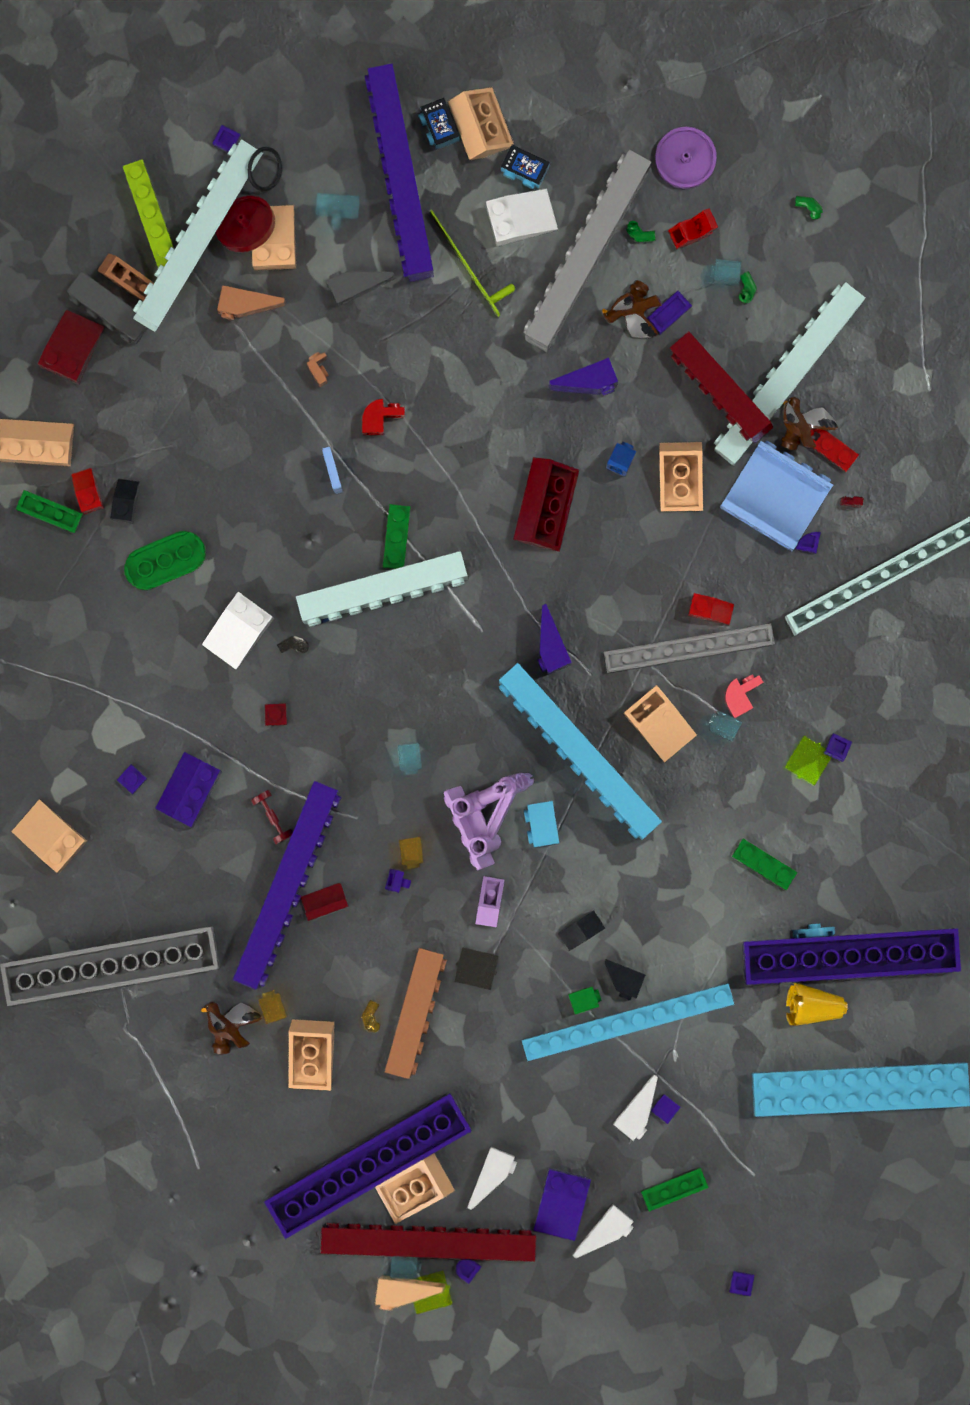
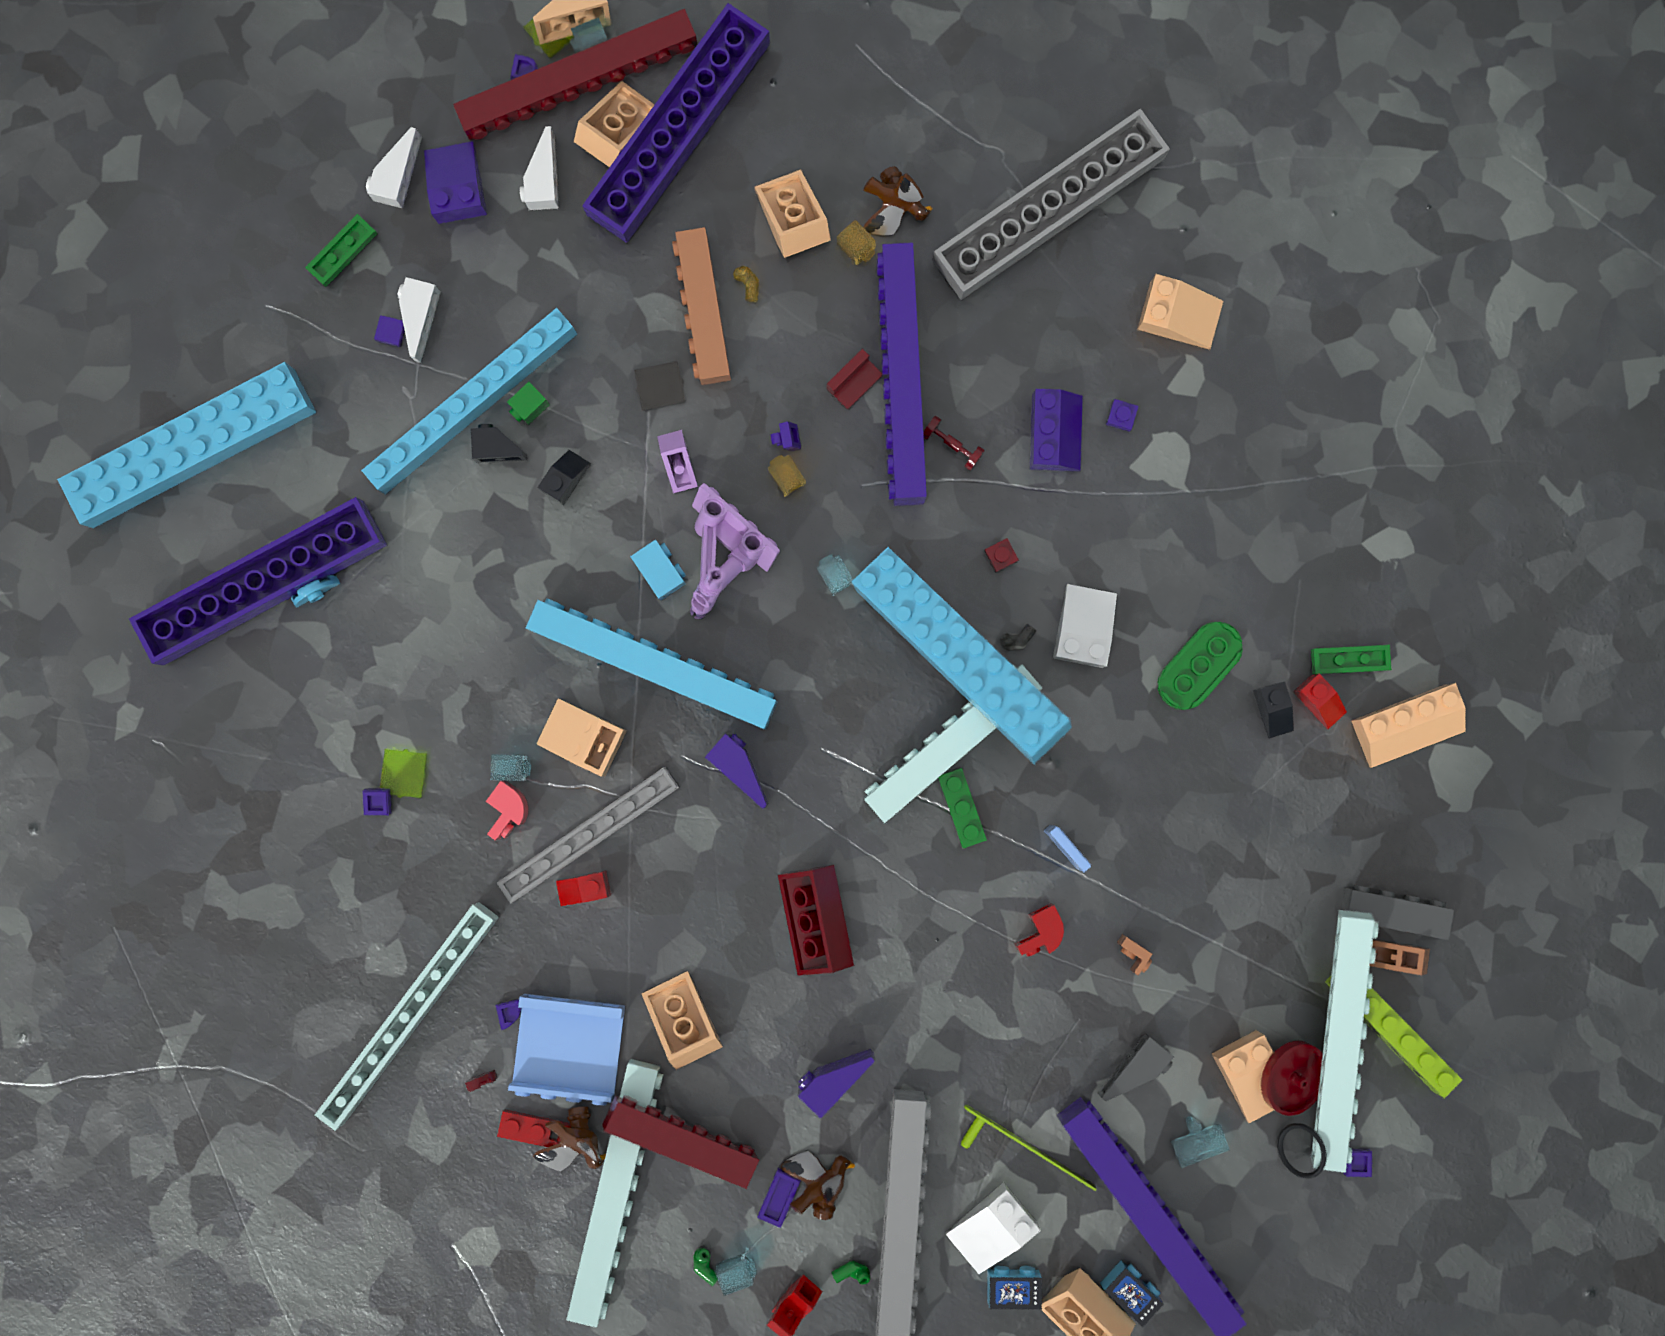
camera: 150 degrees right, 0 degrees up
(71, 346) = (1416, 850): dark red slope -> none
(242, 303) = (1251, 988): nougat slope -> none
(345, 650) = (962, 655): none -> medium azure brick
(621, 458) = (755, 1009): blue slope -> none
(741, 1283) = (227, 187): dark purple tile -> none
(764, 864) = (400, 638): green plate -> none
(813, 1005) = (278, 509): yellow cone -> none

